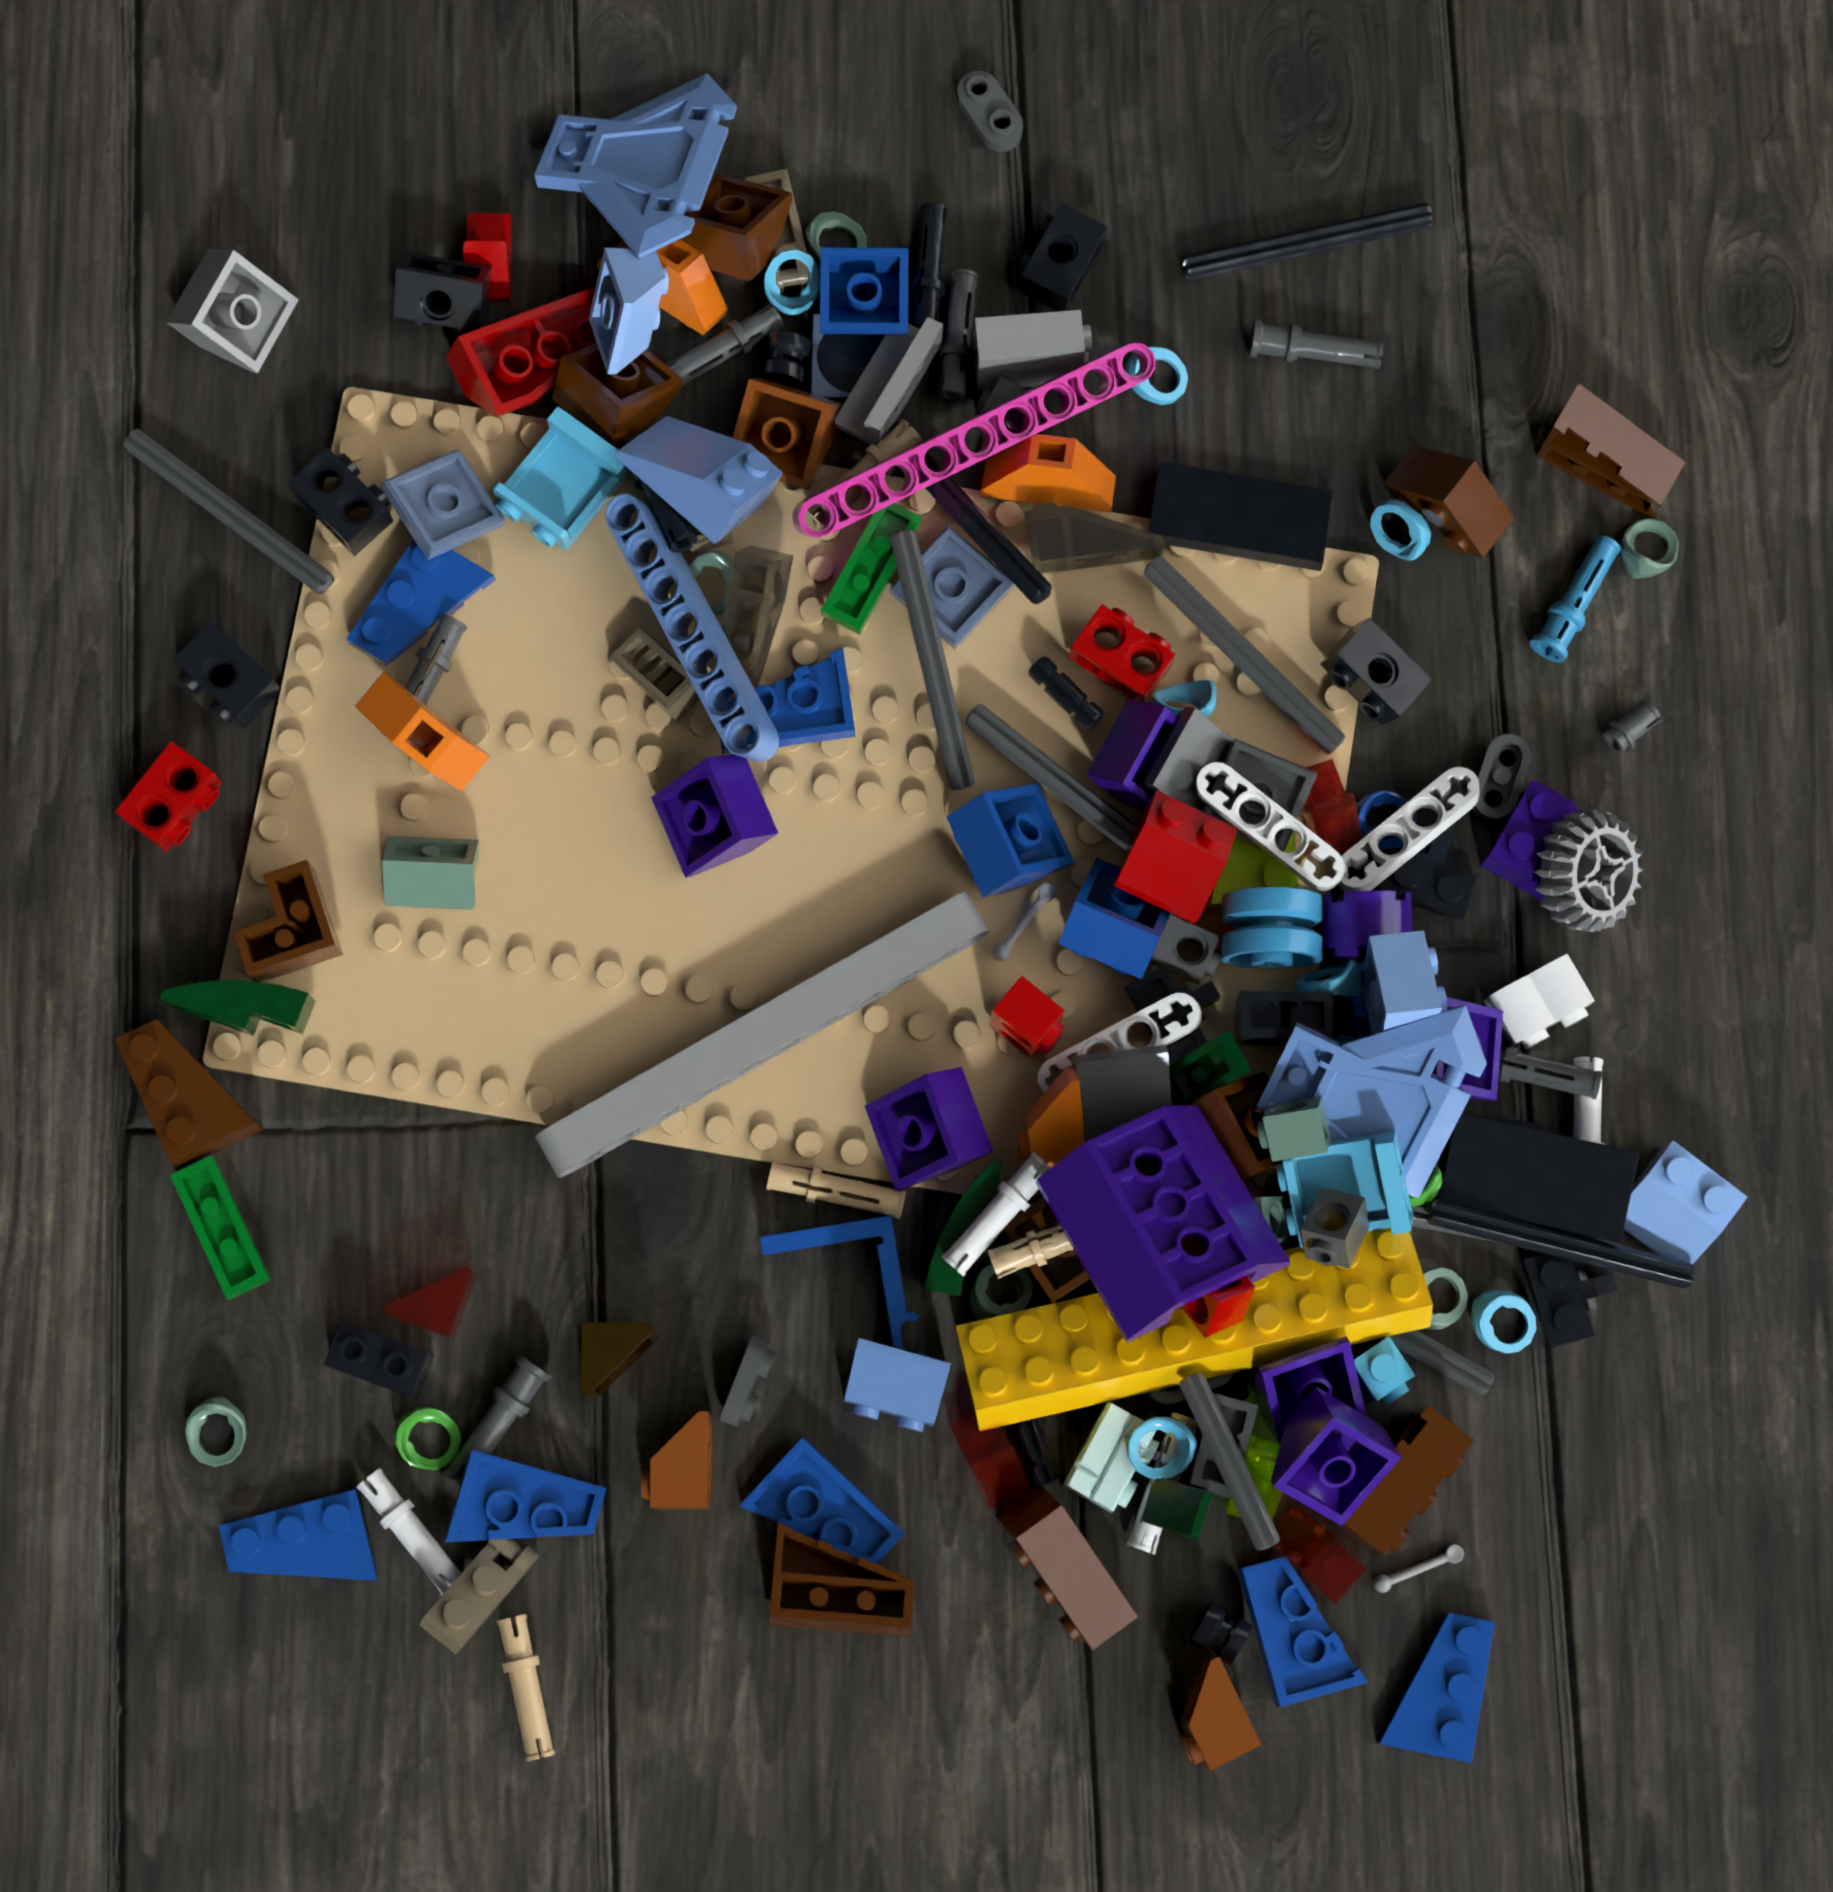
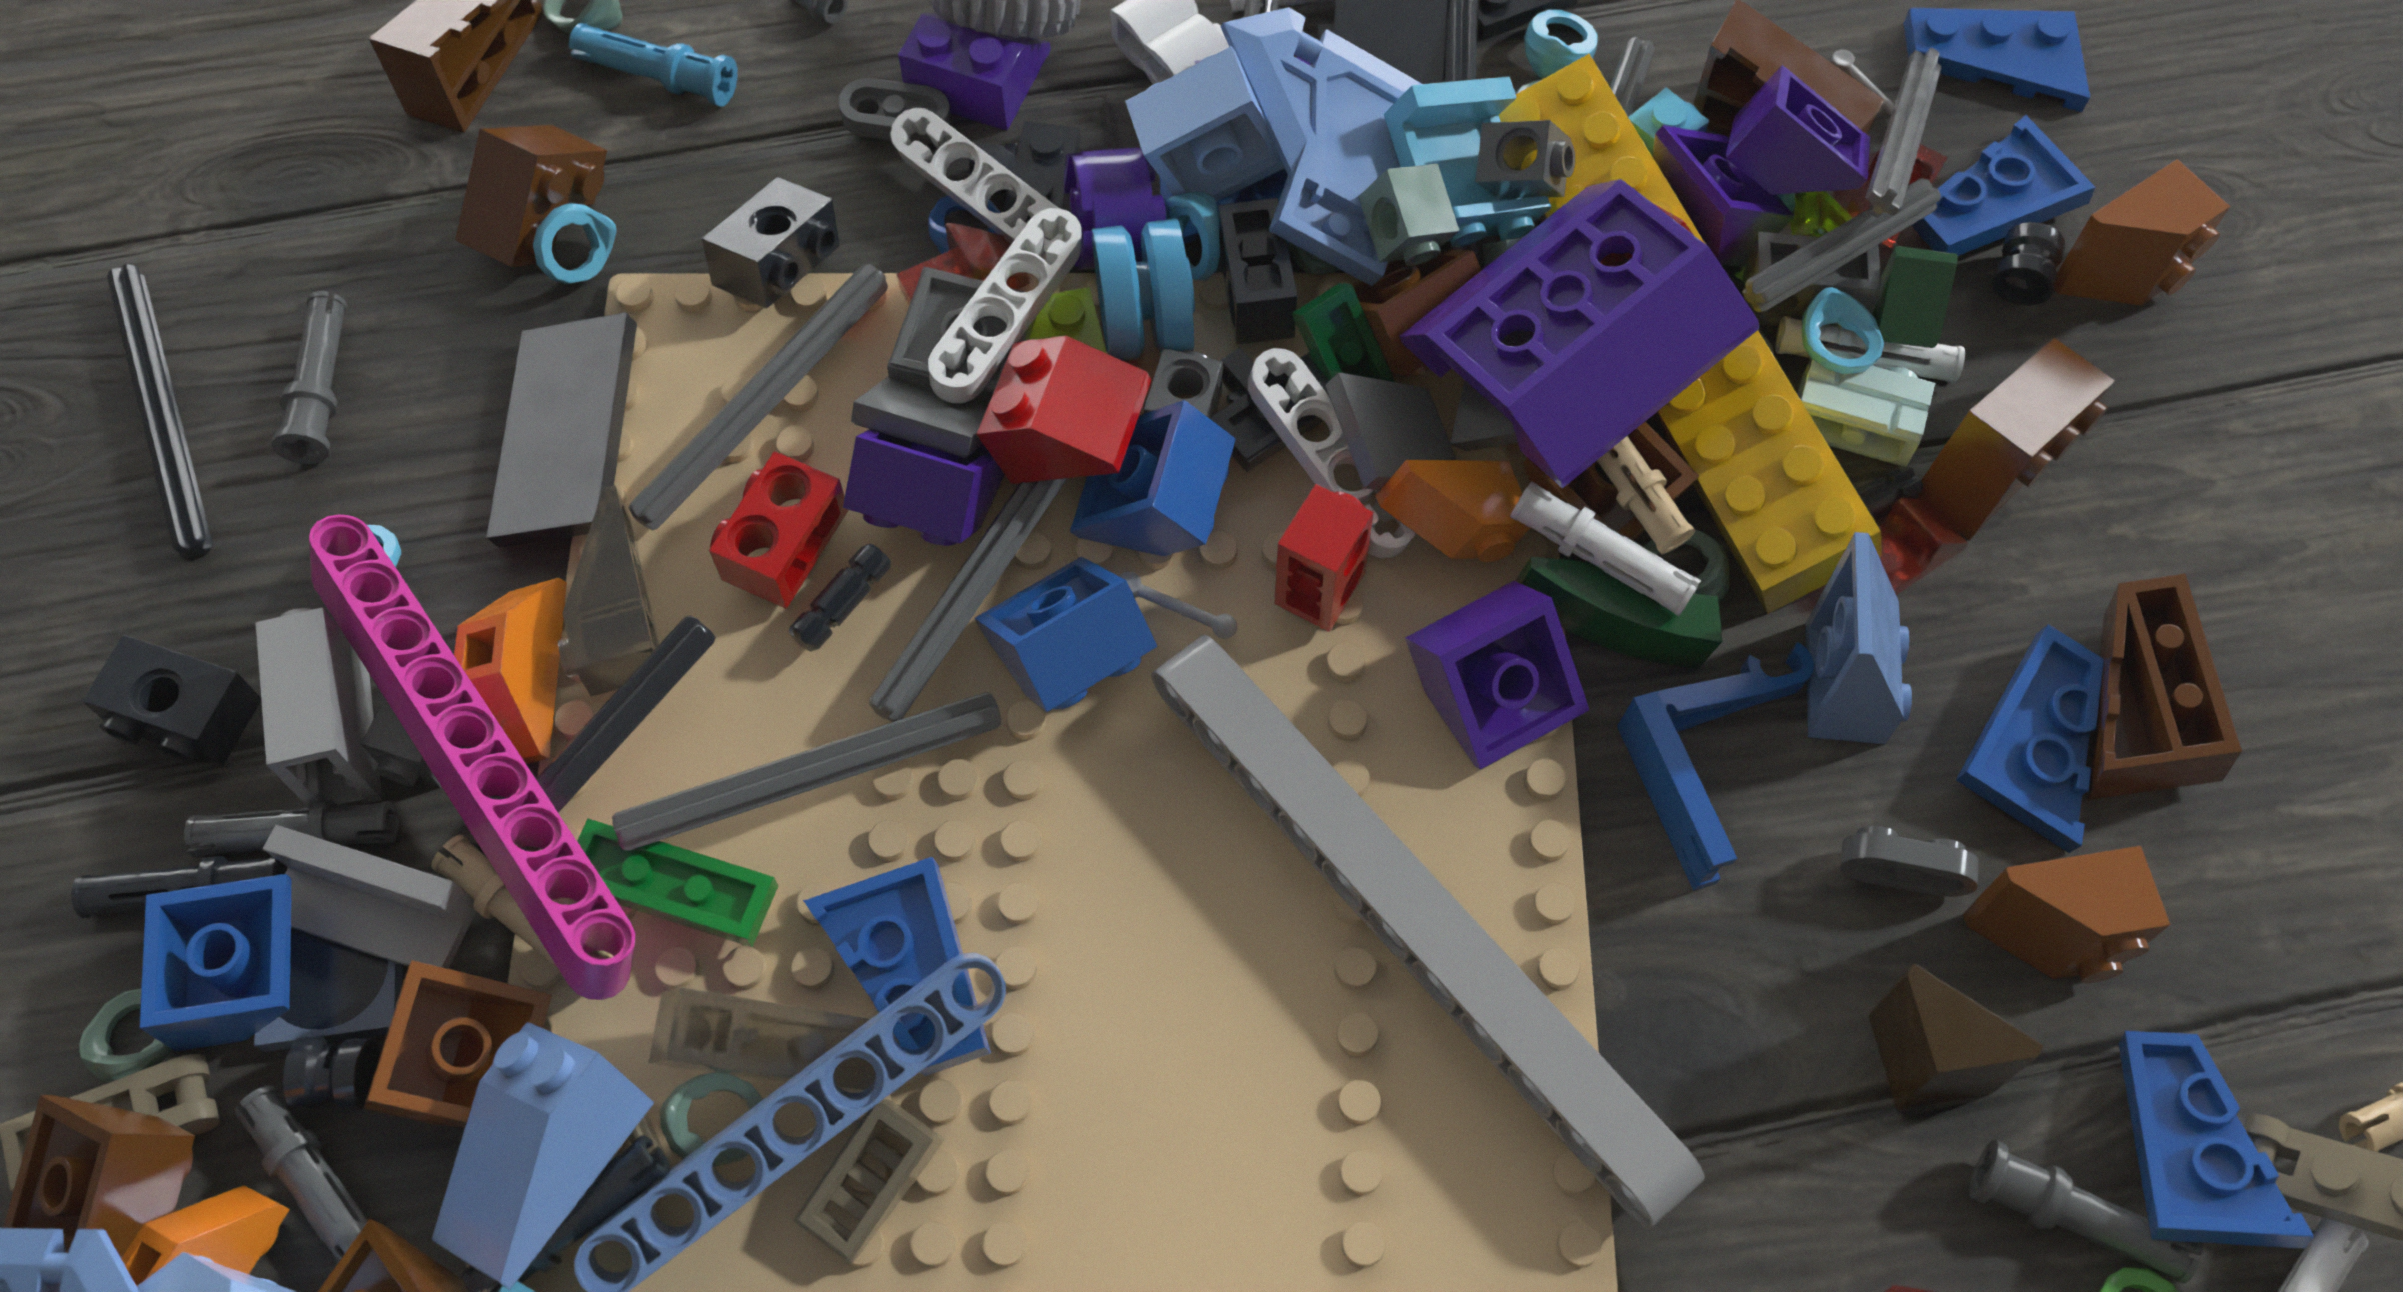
camera: 95 degrees left, 15 degrees down
(714, 813) = (1092, 1044): dark purple slope -> none
(796, 304) = (221, 1058): medium azure piece -> none
(835, 1189) = (1606, 812): tan pin -> none
(960, 584) = (685, 748): sand blue tile -> none
(1198, 693) = (825, 432): medium azure piece -> none
(1338, 1551) = (1903, 134): none -> dark grey axle

